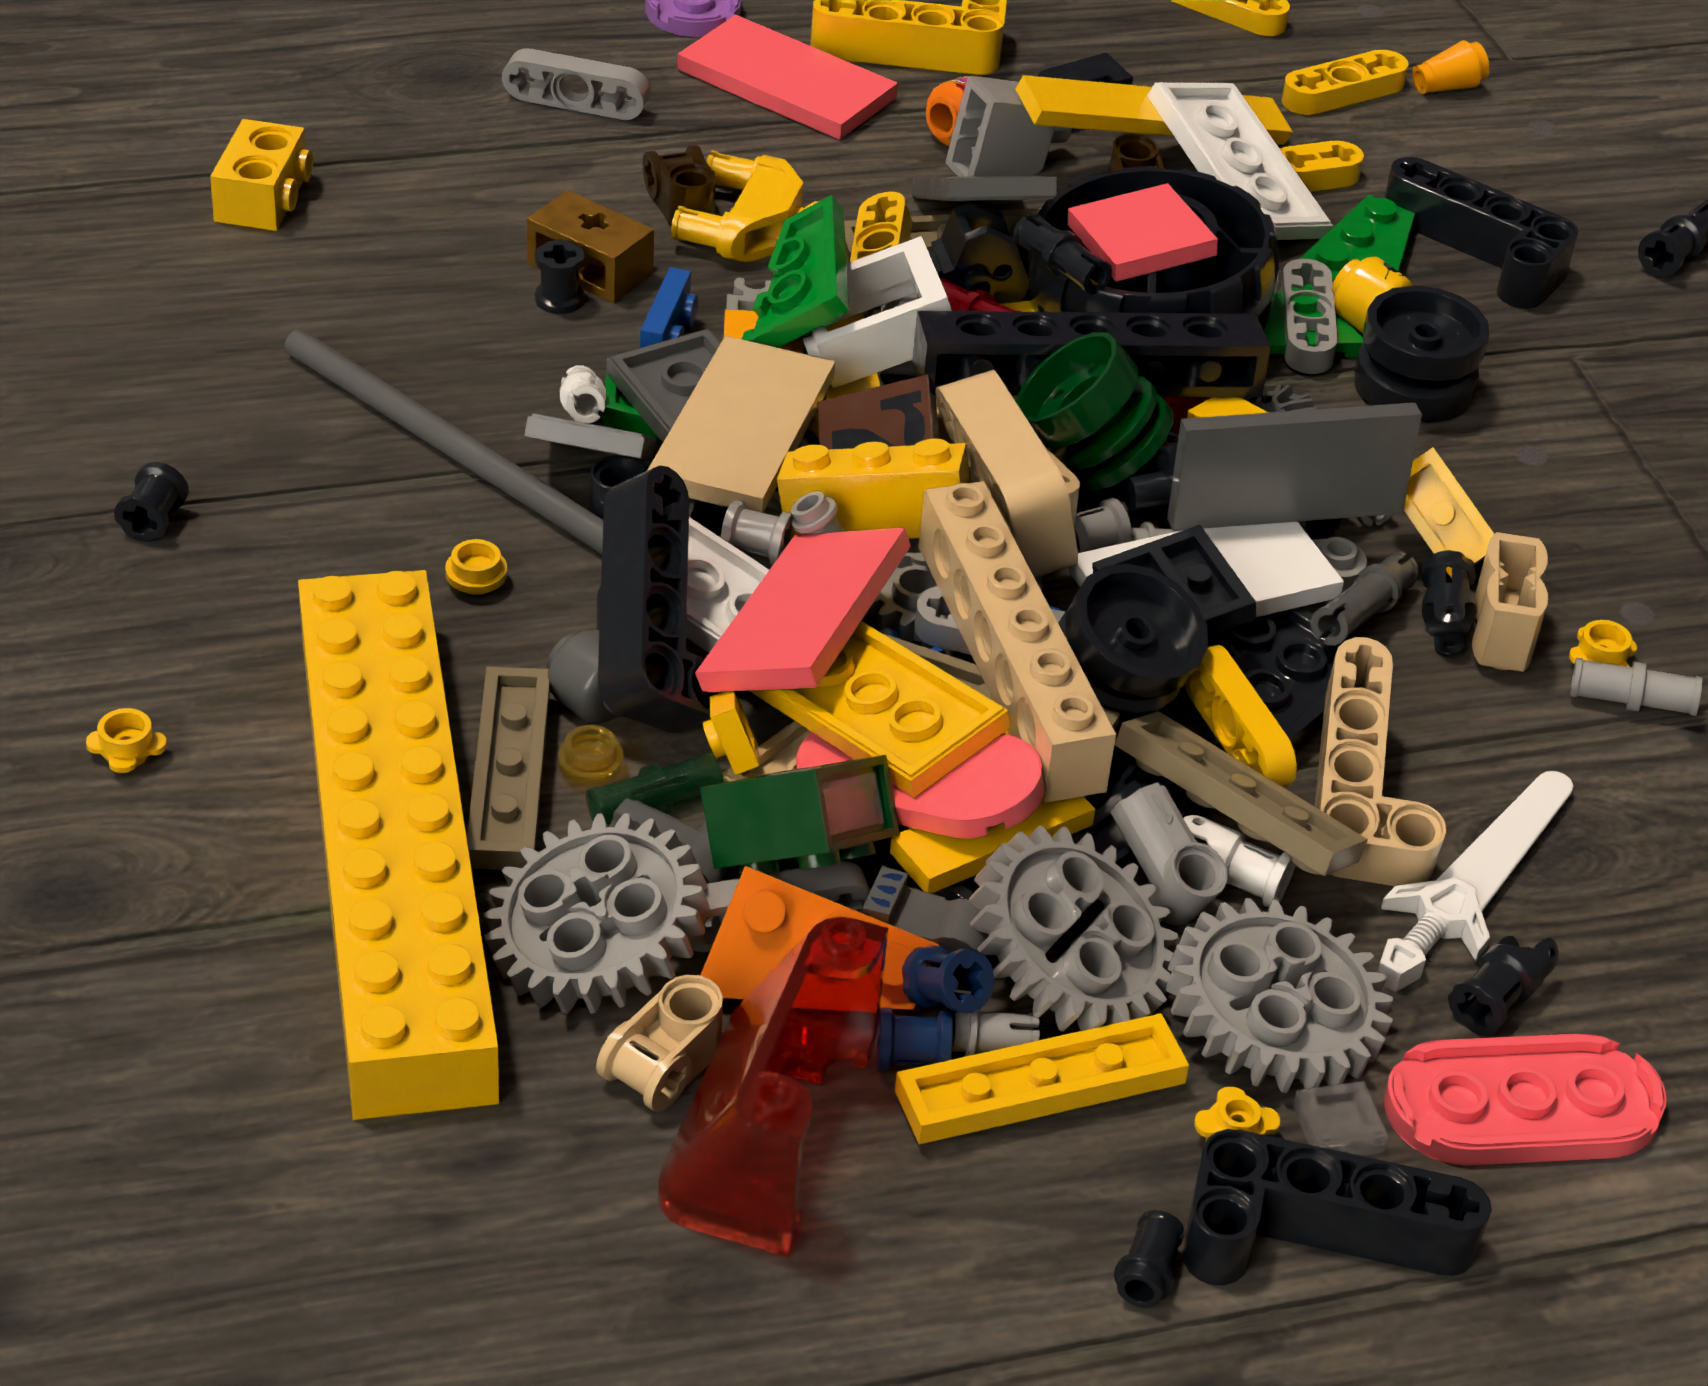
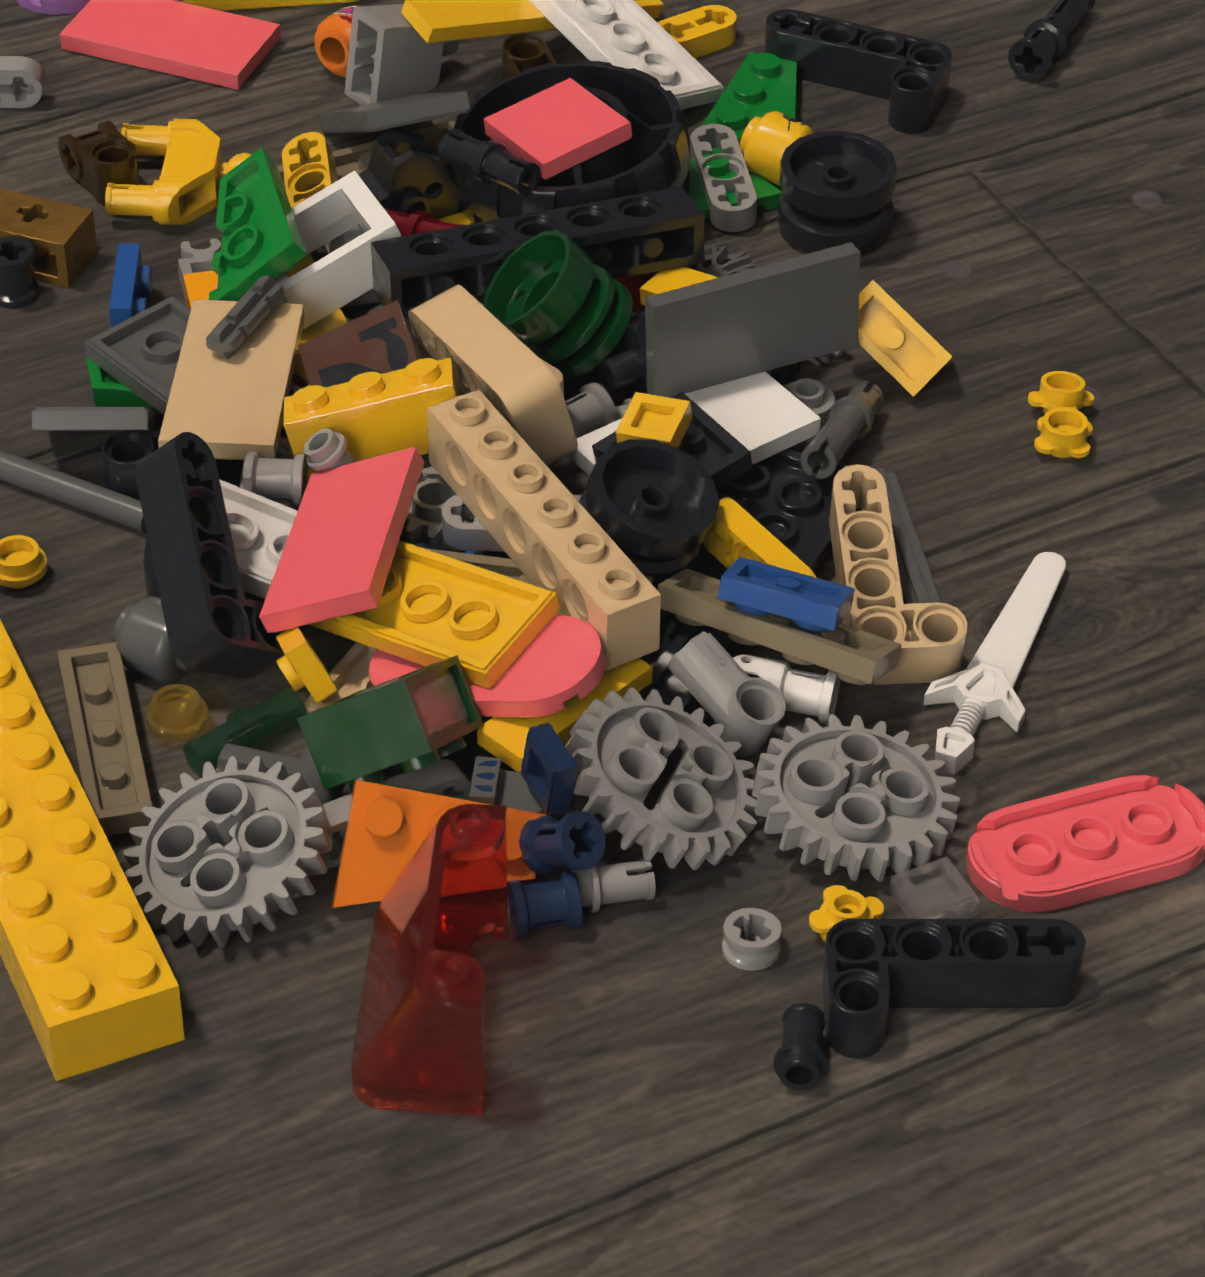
camera: 10 degrees left, 0 degrees up
(582, 394) = (70, 380): white pin -> none
(666, 1041) = (323, 950): tan piece -> none
(769, 362) = (244, 317): none -> dark grey axle
(952, 897) = (549, 769): none -> dark blue tile
(1040, 1078) = (663, 913): yellow plate -> none
(1123, 1143) = (751, 954): none -> light grey bush
(1162, 548) = (655, 419): none -> yellow plate
(1241, 753) = (770, 589): none -> blue plate
(1403, 747) = (914, 571): none -> dark grey axle
(1449, 628) = (910, 414): black piece -> none
(1504, 977) = (1047, 741): black piece -> none
(1510, 602) = (972, 407): tan brick -> none
(1611, 602) = (1061, 390): none -> yellow plate
(1636, 686) = (1100, 462): light grey pin -> none

